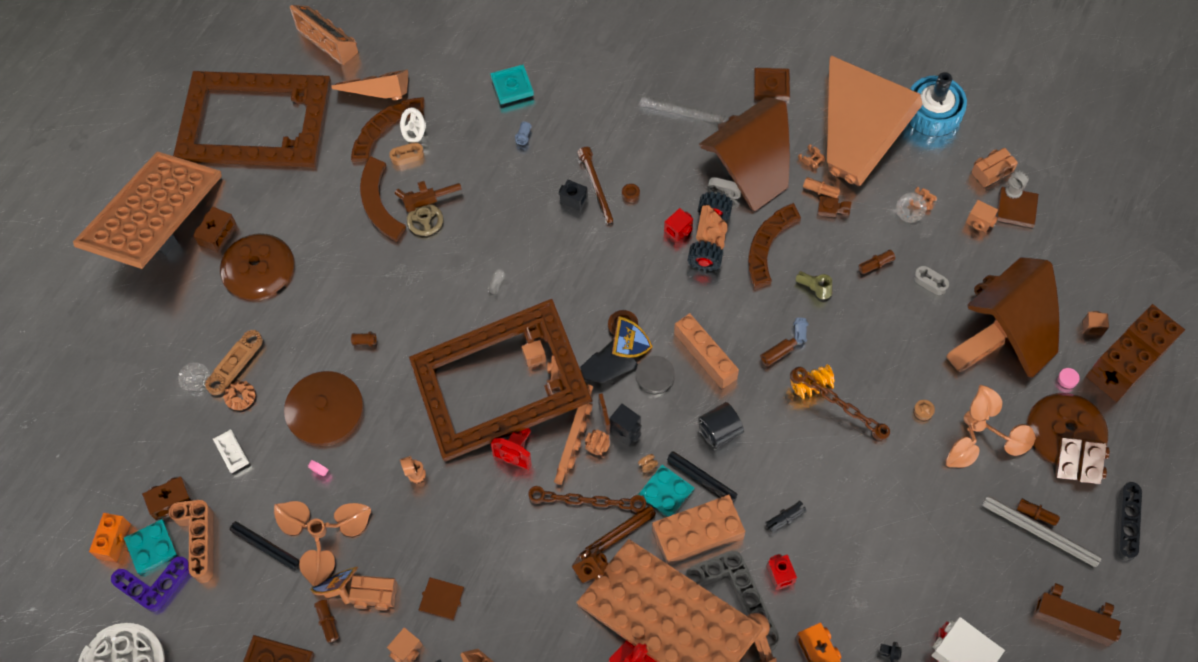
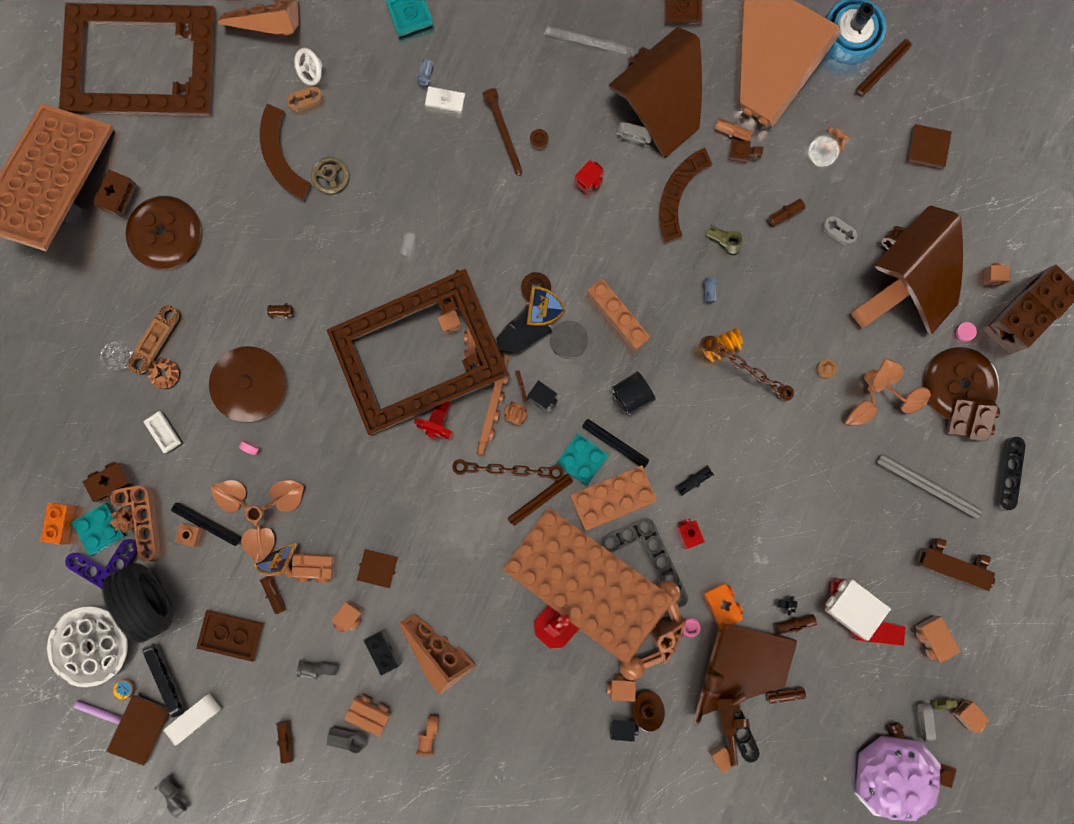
camera: 10 degrees left, 20 degrees up
(177, 535) = (122, 519): none -> nougat gear
(181, 615) = (137, 602): none -> black tyre
(248, 559) = (194, 538): none -> nougat plate
(379, 124) = (272, 64): reddish brown tile -> none
(409, 469) = (336, 449): nougat connector -> none
(425, 196) = (328, 150): reddish brown piece -> none
(541, 157) = (445, 99): none -> white plate
(574, 201) = (483, 151): black brick -> none
(590, 564) = (513, 536): reddish brown brick -> none
(648, 463) = (564, 432): medium nougat bush -> none
(711, 232) = (622, 184): plate -> none
(778, 351) = (688, 312): reddish brown cylinder -> none
(808, 160) = (719, 98): nougat piece -> none
(967, 138) = (898, 52): none -> reddish brown axle
(982, 216) = (894, 159): nougat brick -> none
(994, 167) = (909, 102): nougat brick -> none
(1017, 183) = (931, 126): light grey connector -> none
(1037, 512) = (927, 468): reddish brown axle -> none

